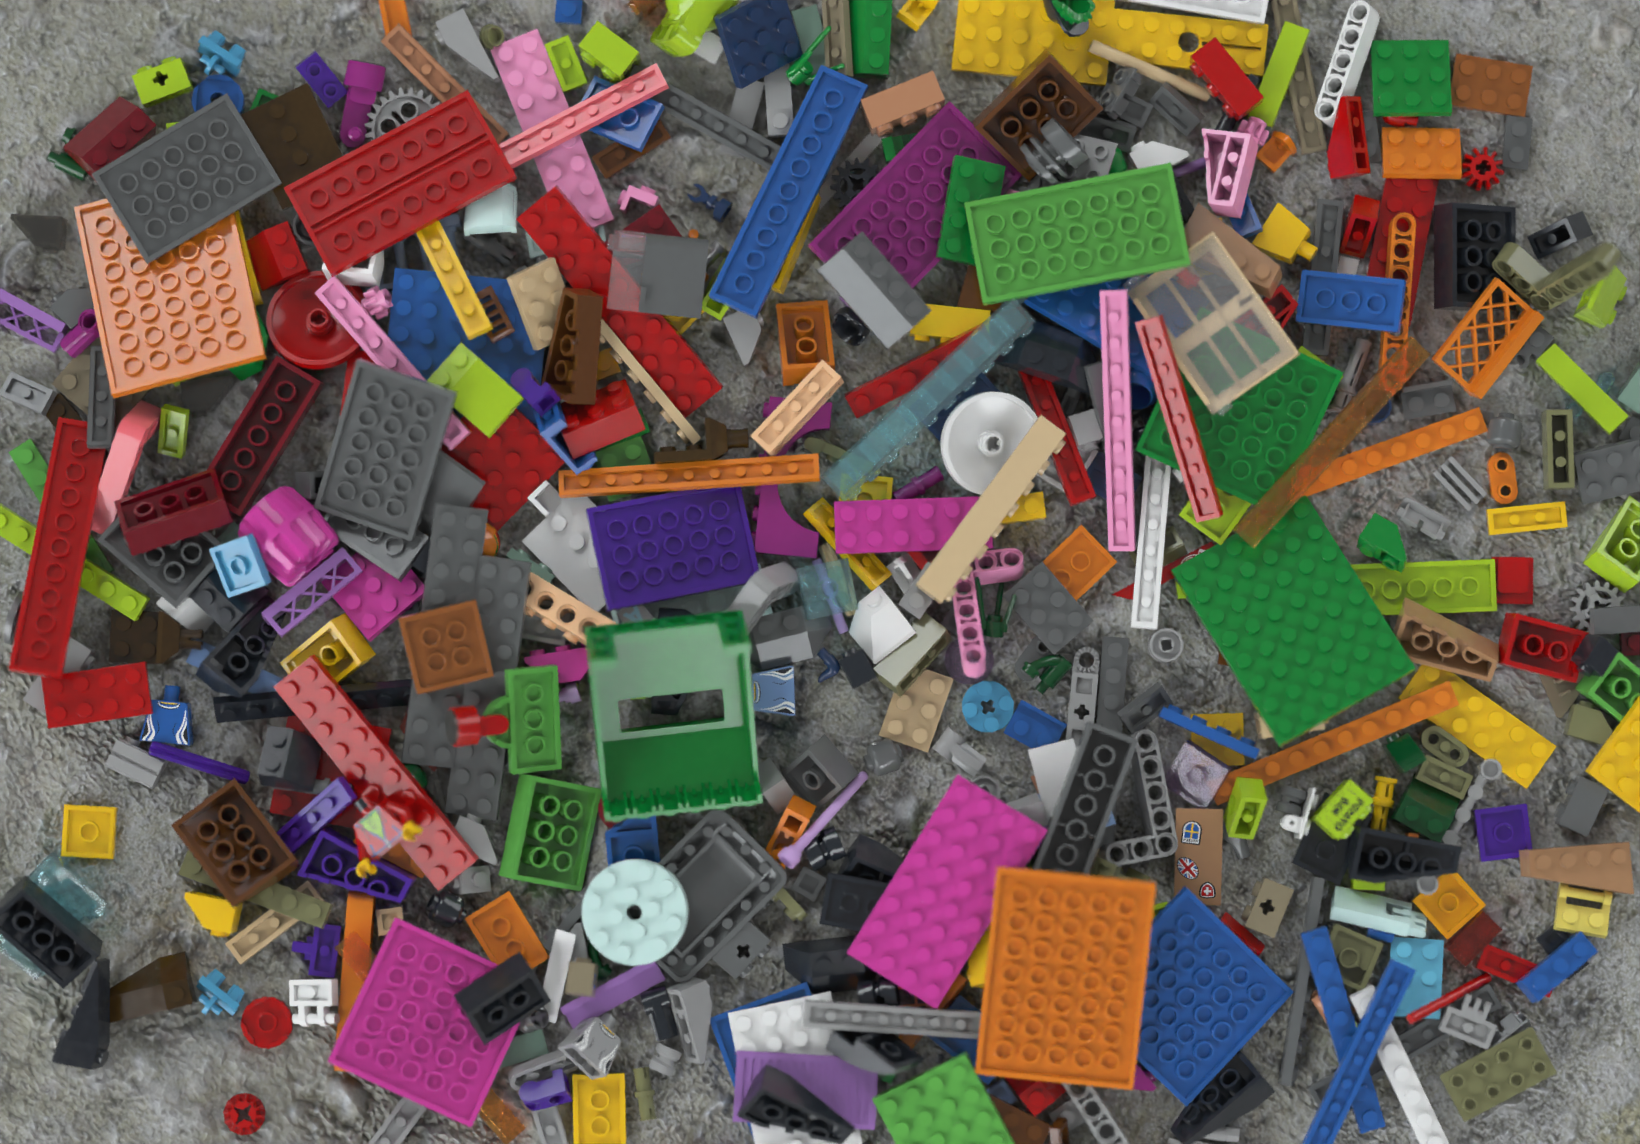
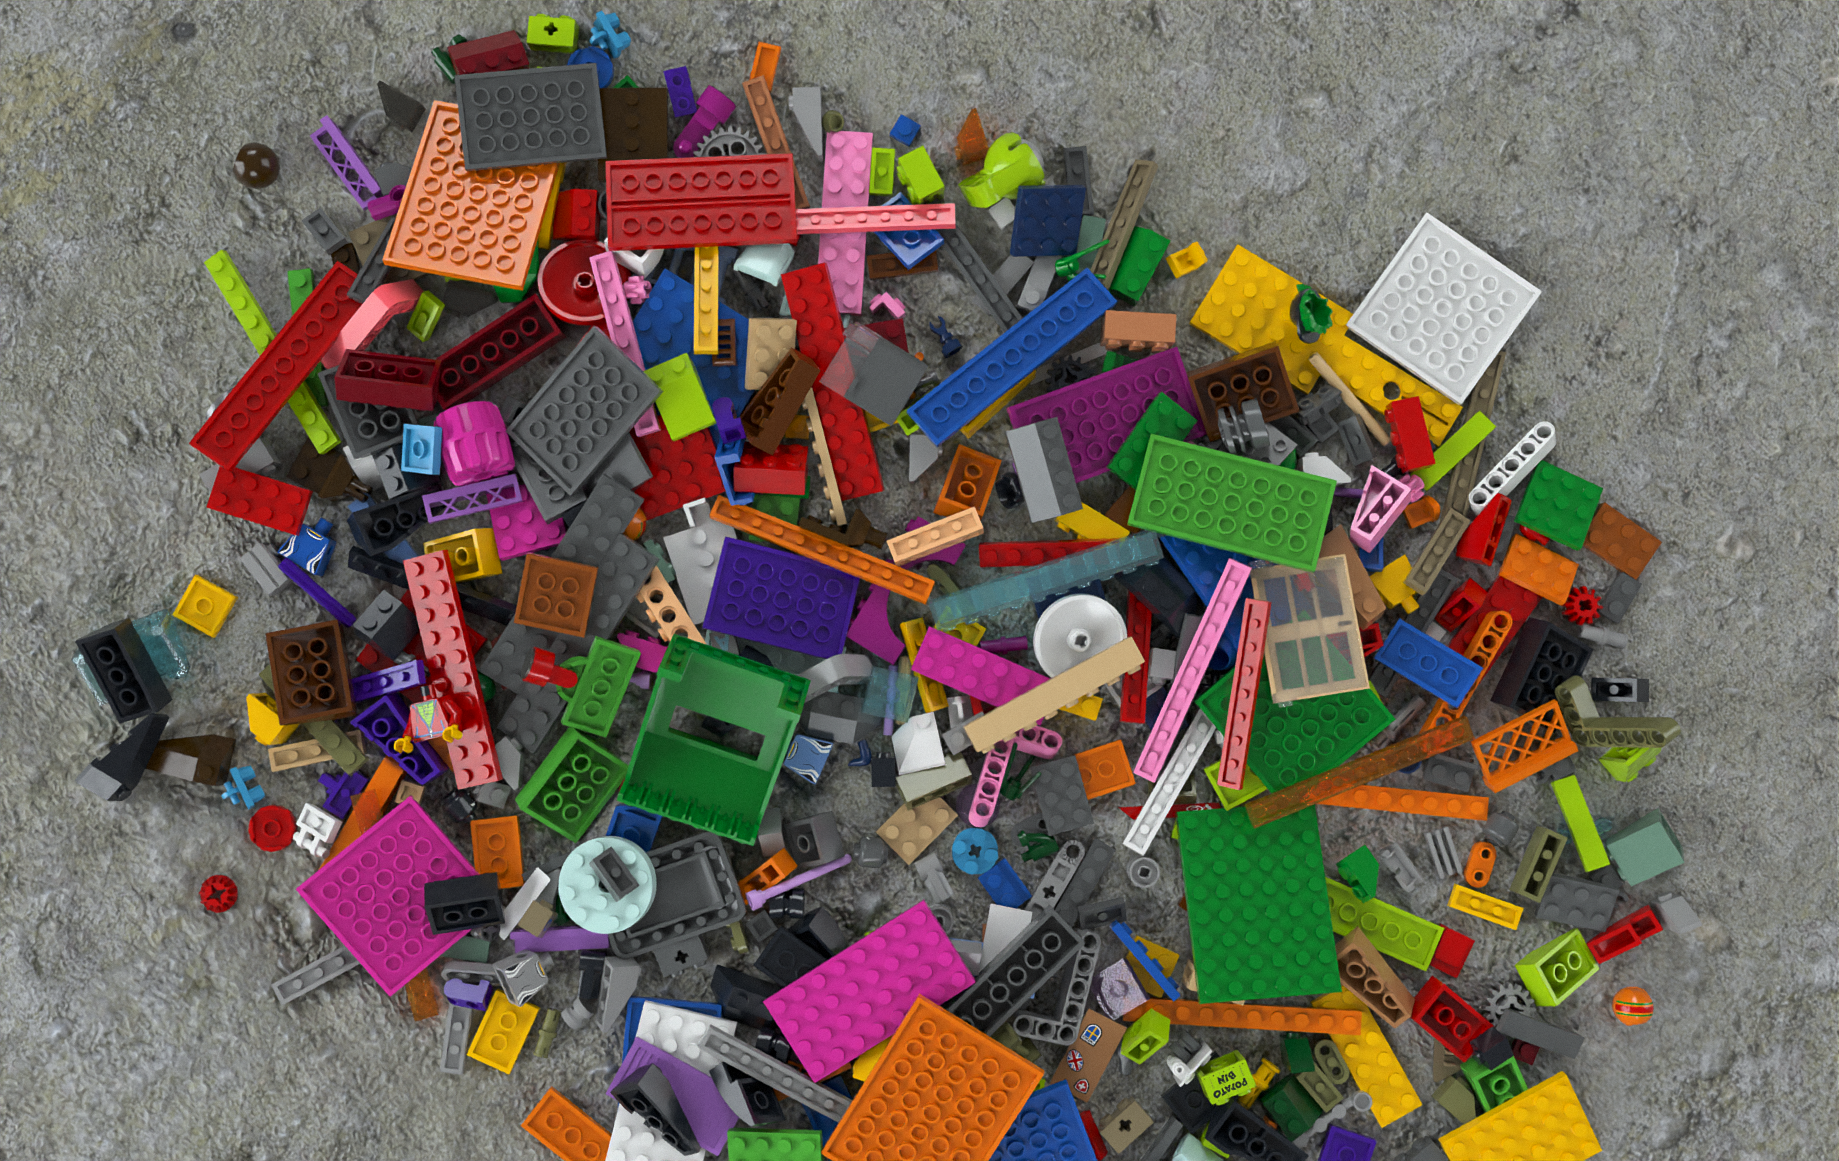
camera: 20 degrees right, 0 degrees up
(637, 896) = (614, 874): none -> dark grey slope
(1308, 184) = (1436, 551): none -> dark tan plate
(1517, 189) = (1602, 635): none -> light grey pin

